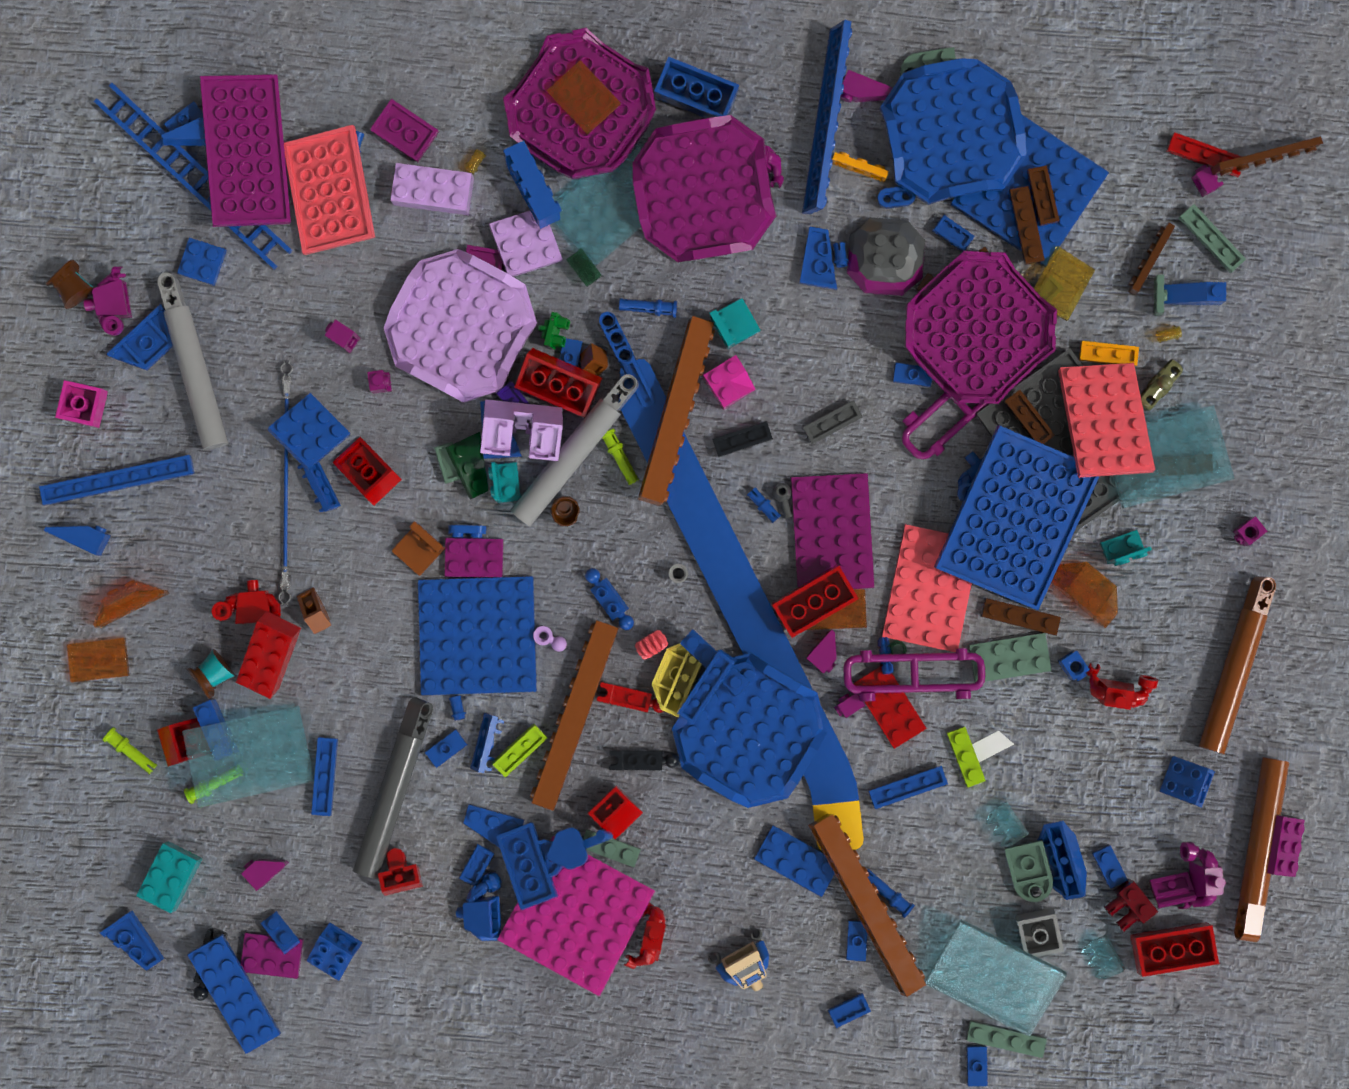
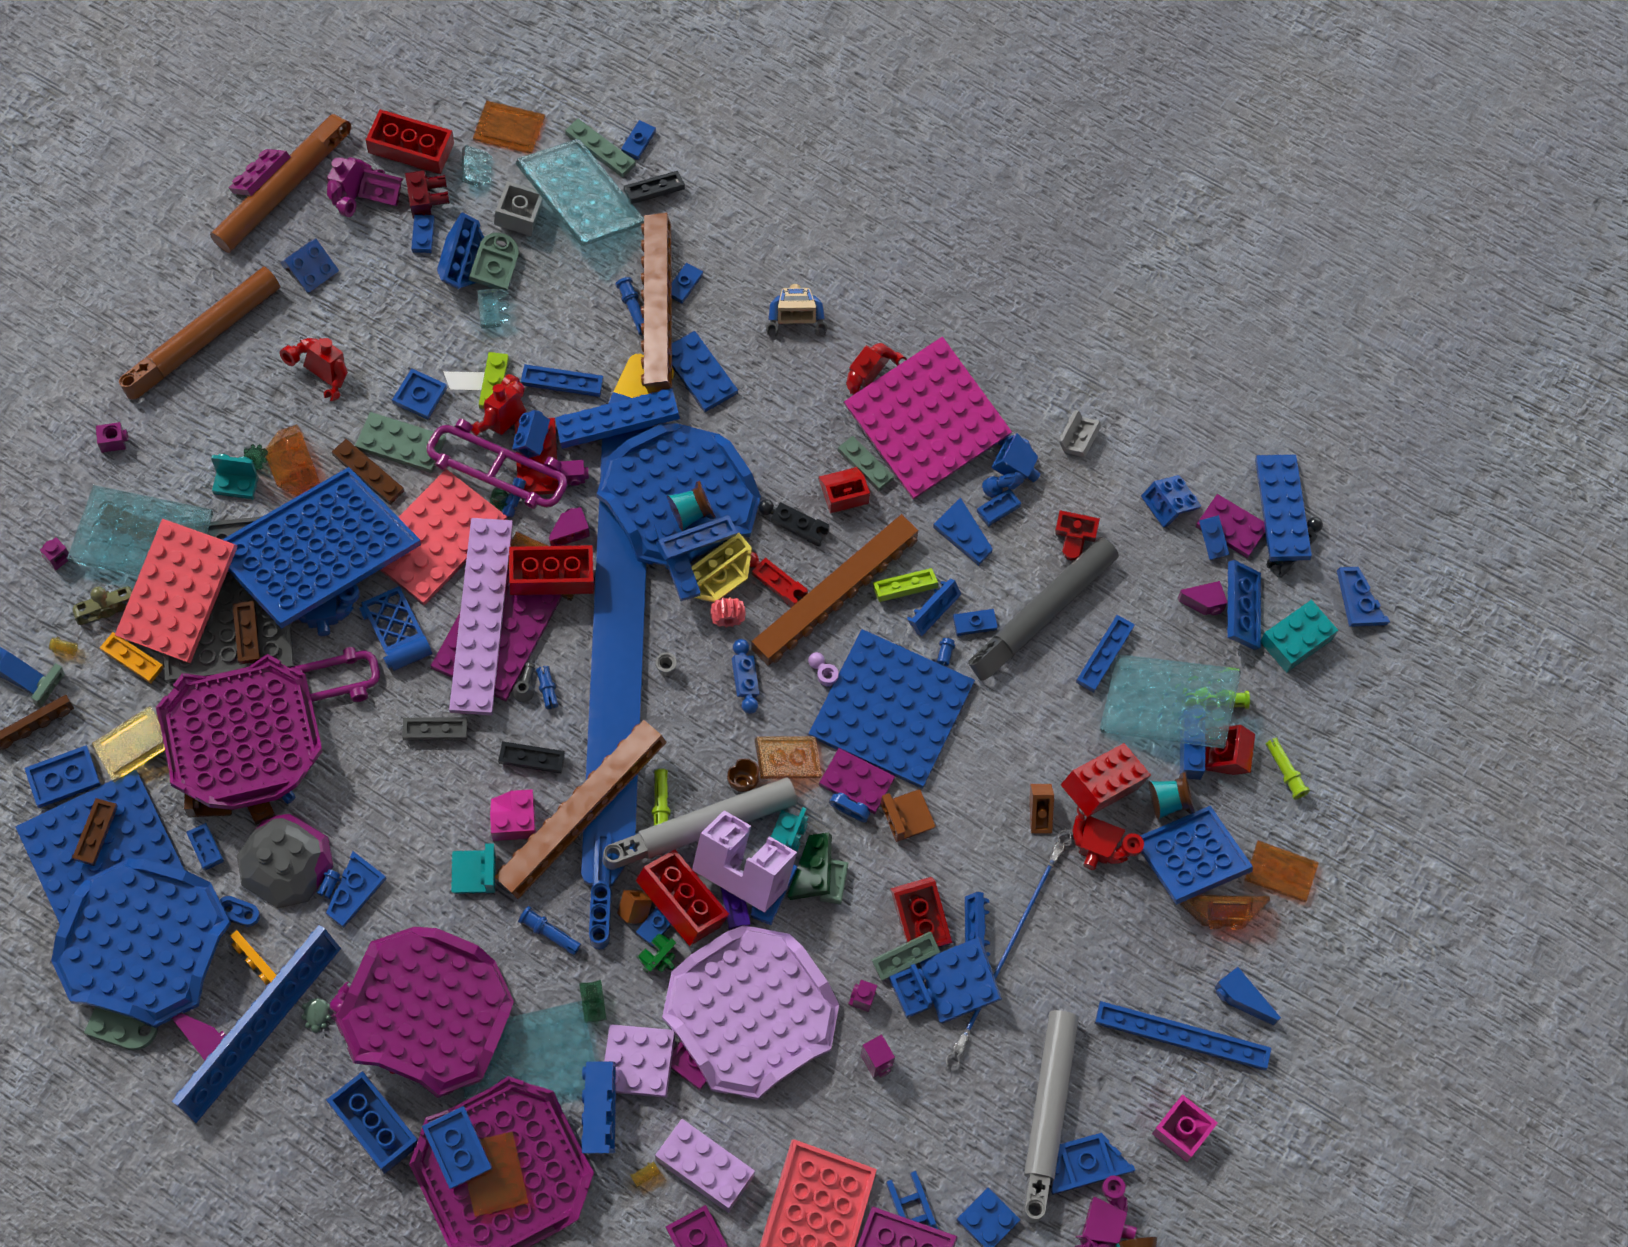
camera: 160 degrees left, 20 degrees down
(170, 631) = (1194, 855): none -> blue plate
(227, 880) = (1244, 605): none -> blue plate
(344, 405) = (911, 991): none -> blue bracket
(361, 430) = (905, 955): none -> sand green plate
(440, 972) = (1079, 434): none -> light grey bracket
(535, 861) = (947, 471): blue plate -> none
(537, 545) = (788, 757): none -> clear orange tile
(618, 95) = (457, 1147): none -> blue plate
(727, 713) = (690, 506): none -> hat
(789, 153) = (316, 1014): none -> sand green piece
(839, 772) = (617, 418): none -> blue plate
(849, 1010) = (724, 232): blue plate -> none
(850, 535) = (481, 617): none -> lavender plate
(897, 471) = (410, 648): none -> blue piece
(901, 716) = (531, 434): none -> blue brick
(911, 375) = (332, 735): blue plate -> none
(934, 1021) = (654, 187): none -> black plate
(940, 732) = (502, 406): none -> red torso
(1020, 709) = (419, 393): none -> blue plate
(1026, 225) = (129, 813): reddish brown plate -> none
(1065, 663) = (349, 412): blue brick -> none
(1099, 230) = (62, 776): none -> blue plate
(1099, 1017) = (509, 127): none -> clear orange piece
(1120, 577) = (257, 455): none -> clear green piece
(1227, 406) = (52, 550): none -> magenta brick

